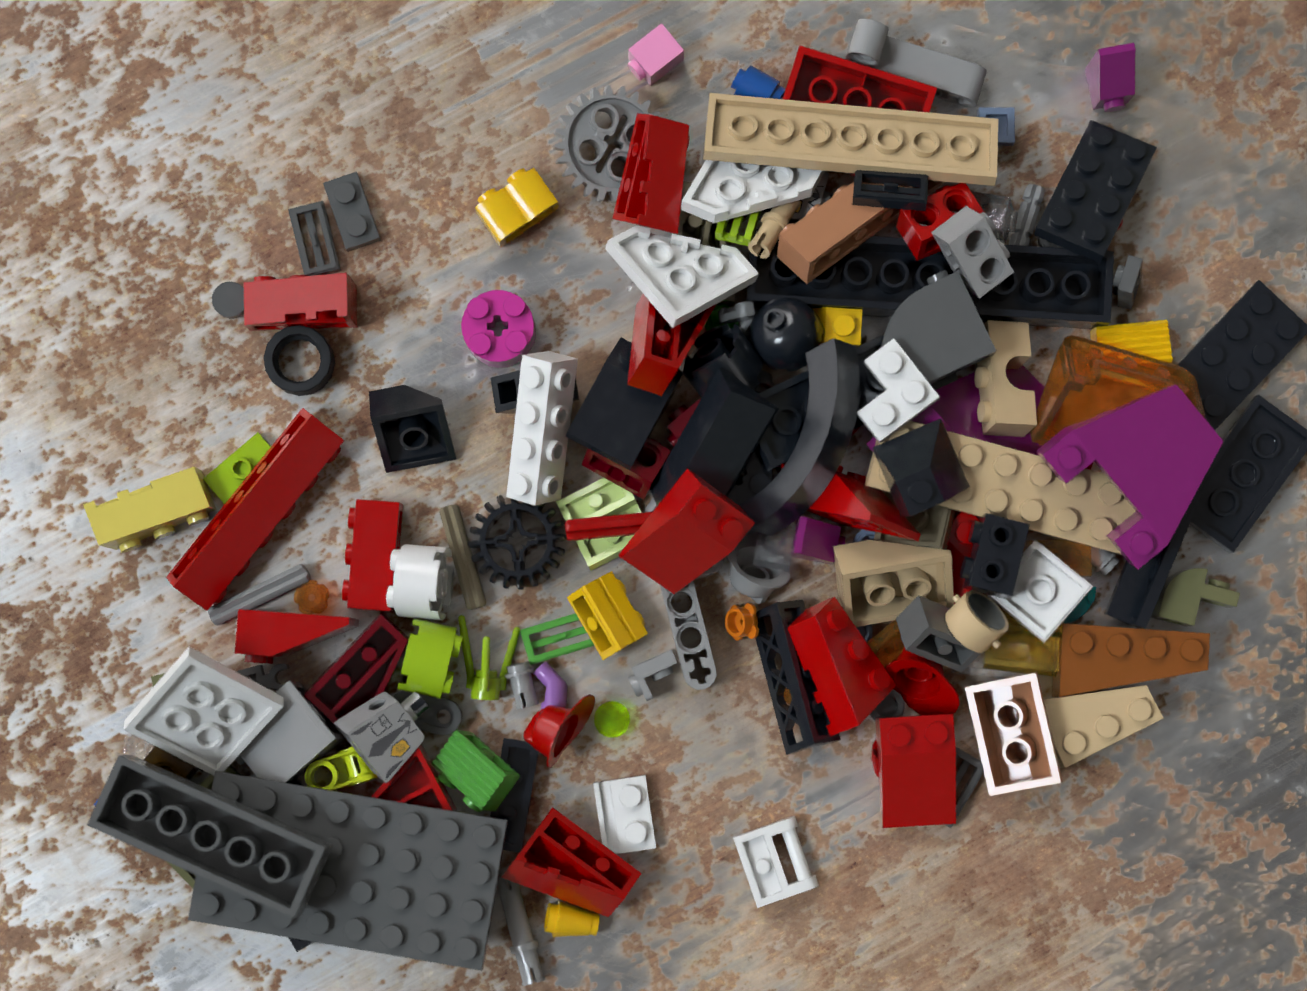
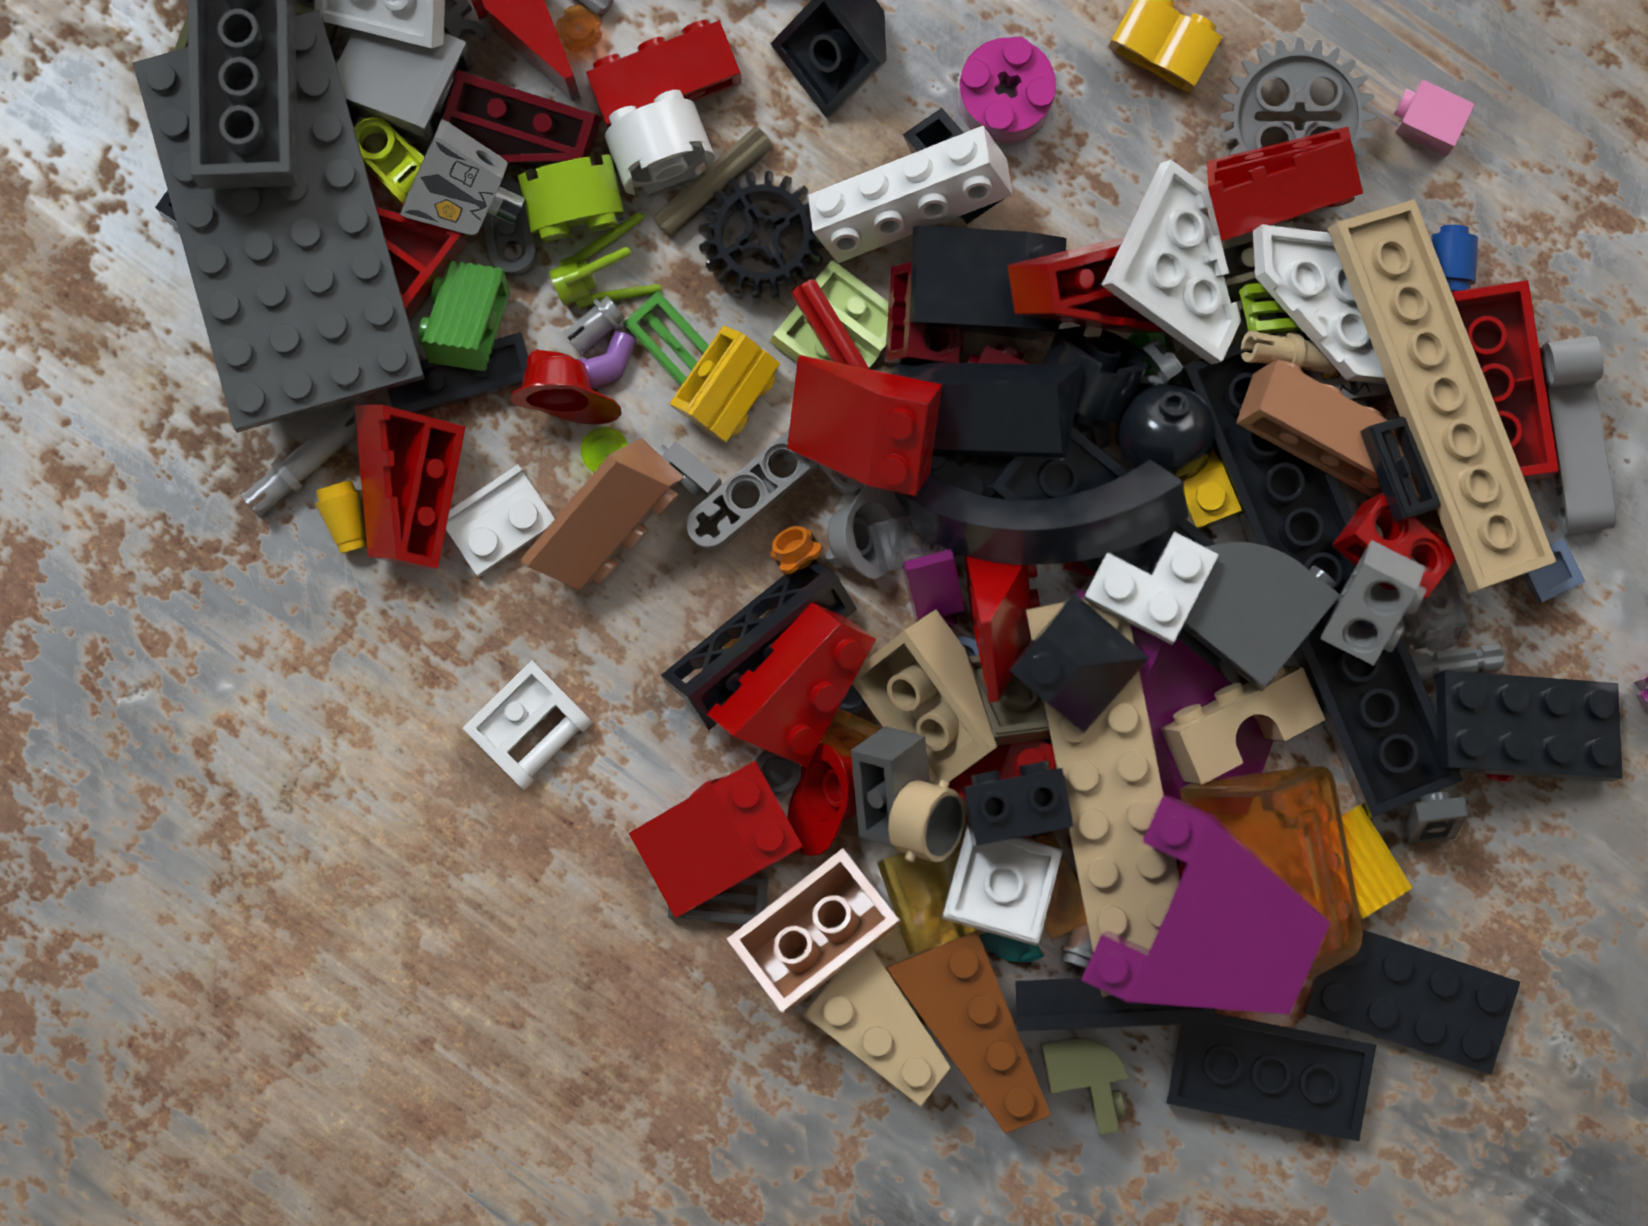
camera: 65 degrees right, 0 degrees up
(663, 740) = (605, 517): none -> nougat slope

